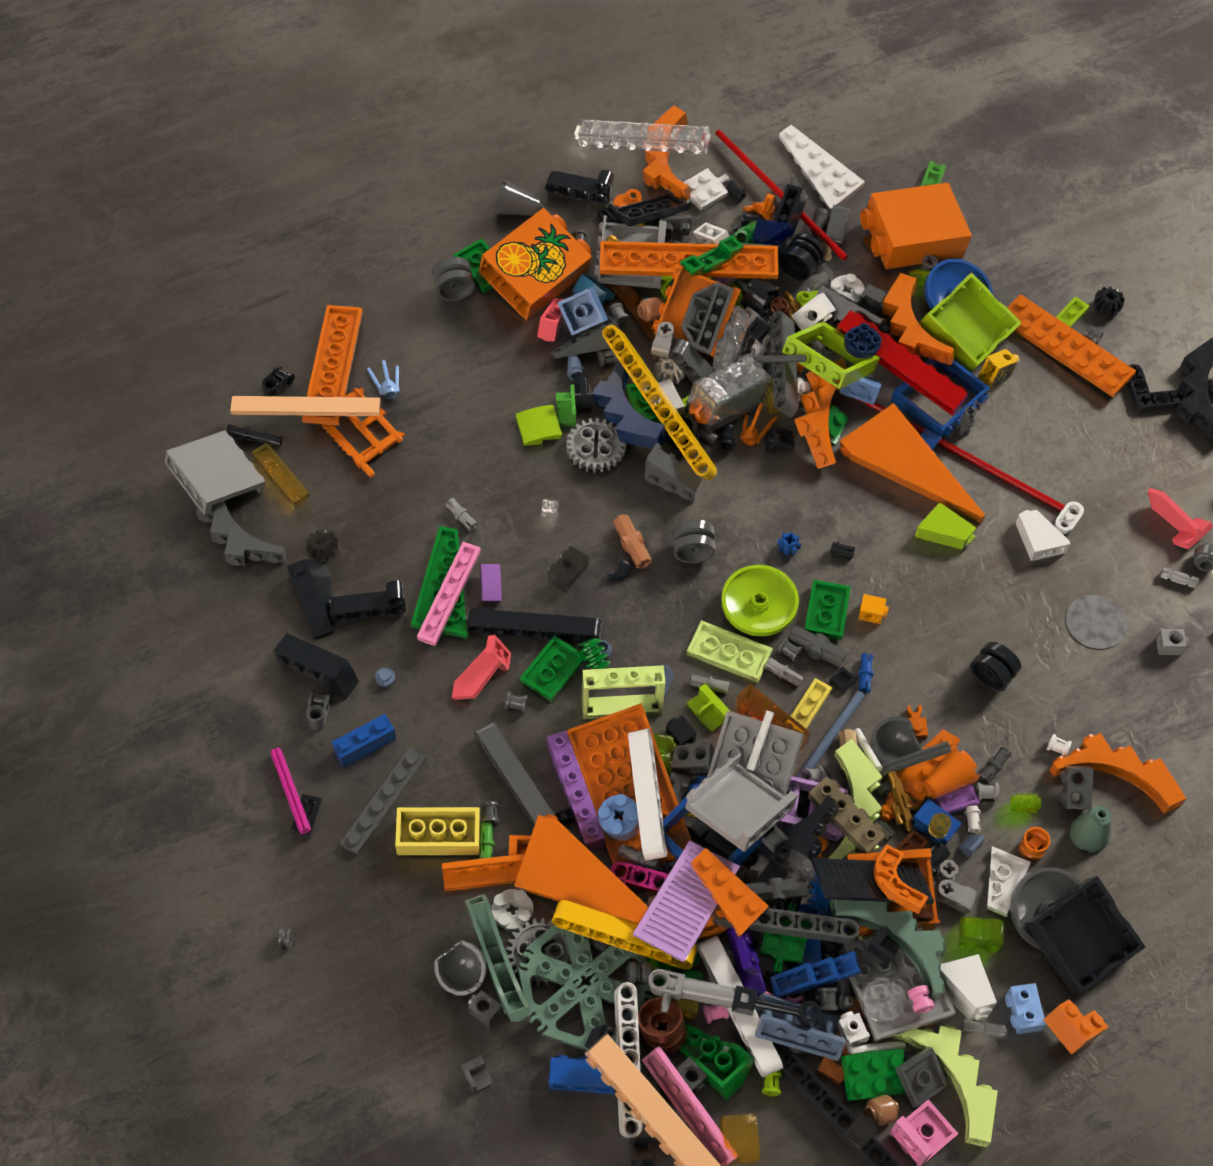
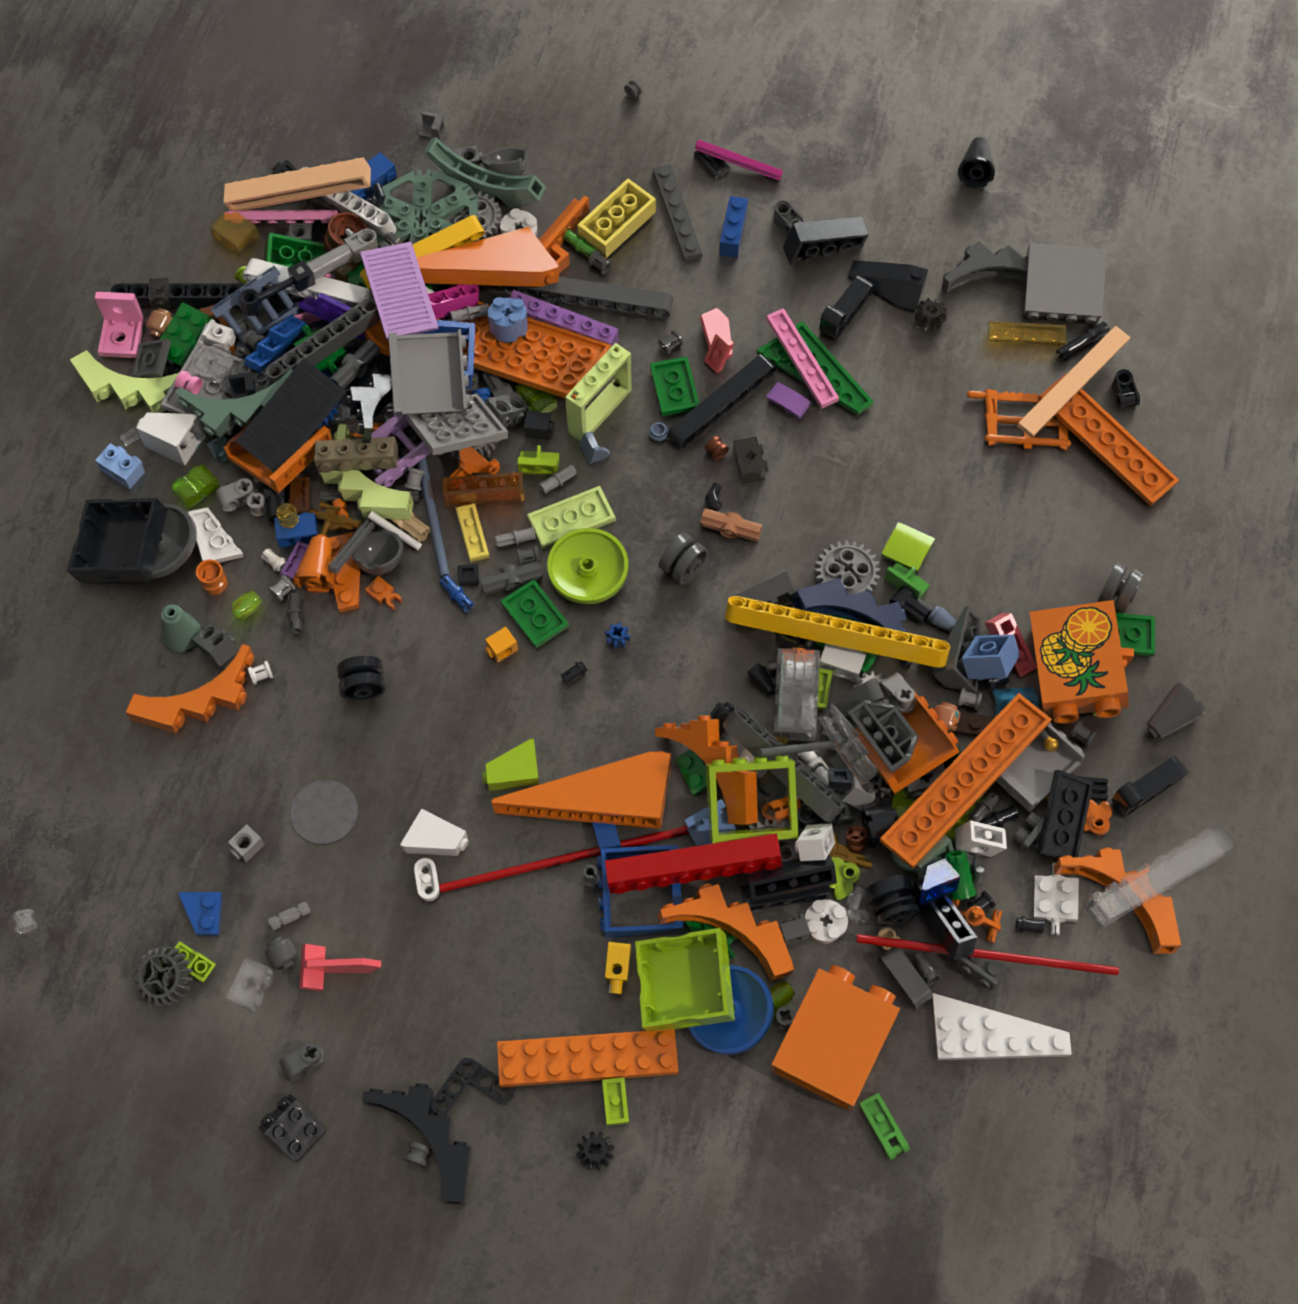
camera: 135 degrees right, 5 degrees up
(136, 612) = (977, 164): none -> black cone
(385, 677) = (775, 278): sand blue plate -> none
(388, 389) = (1047, 465): light blue plant -> none
(461, 514) = (872, 428): light grey pin -> none
(550, 508) = (817, 491): clear wheel -> none
(578, 597) = (716, 448): none -> copper wheel
(593, 654) = (651, 410): green piece -> none
(647, 795) = (503, 338): white beam -> none
(714, 258) = (945, 785): green slope -> none
(735, 898) = (371, 313): orange wing -> none
(750, 435) = (749, 699): orange plant -> none
(760, 740) = (461, 428): white bar -> none
(774, 838) = (382, 380): dark grey bush -> none
(862, 341) = (737, 832): dark blue tile -> none
(889, 882) = (278, 417): orange plate -> none
(971, 844) = (258, 541): sand blue slope -> none
(1073, 1028) = (67, 472): orange brick -> none
(1093, 335) = (573, 1092): dark grey wheel -> none

